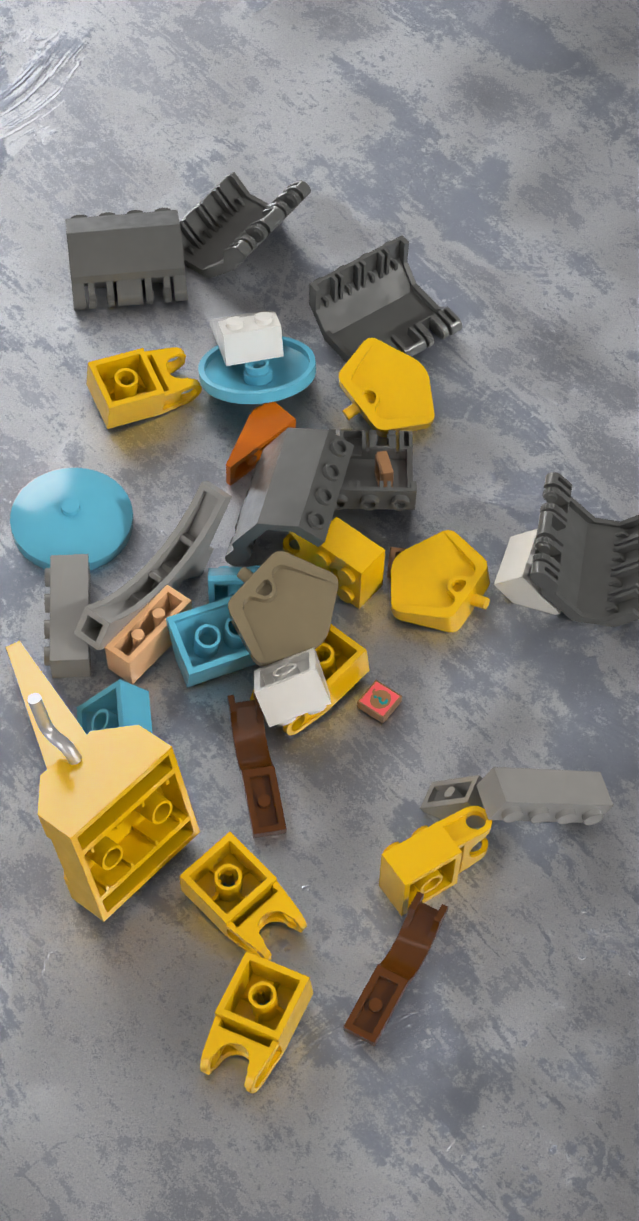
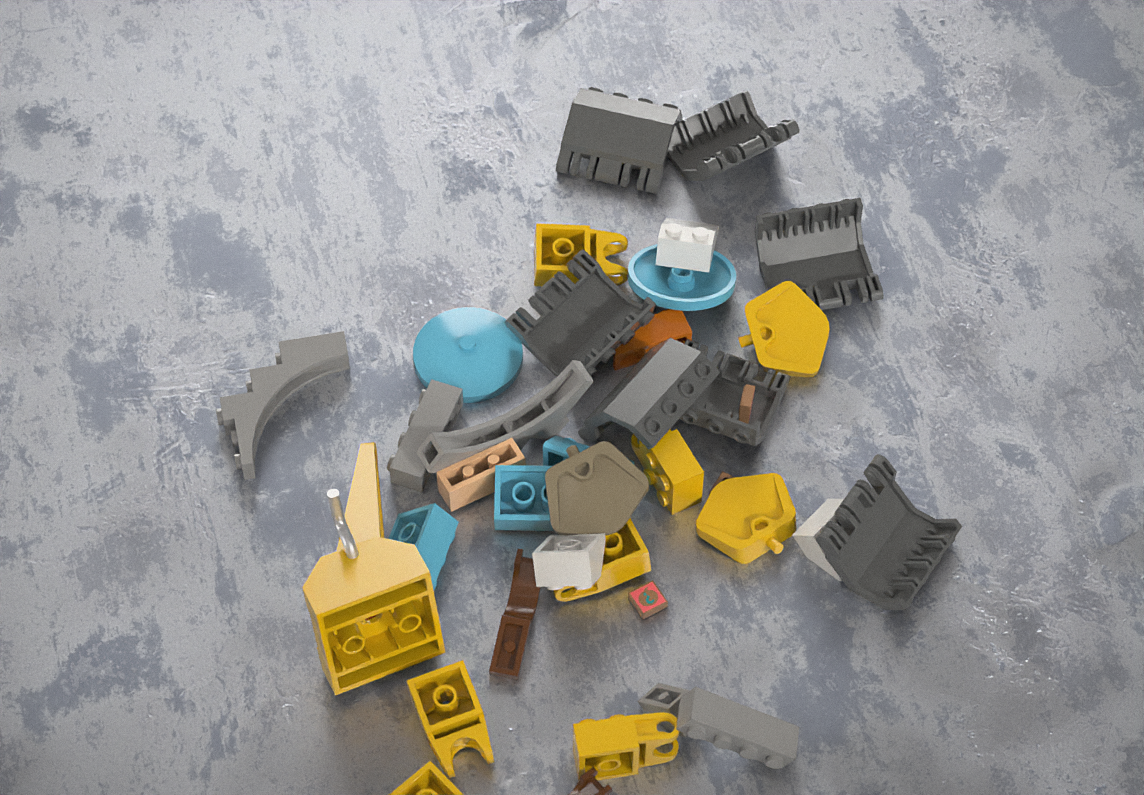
camera: 25 degrees right, 0 degrees up
(175, 444) = (580, 318): none -> dark grey hinge

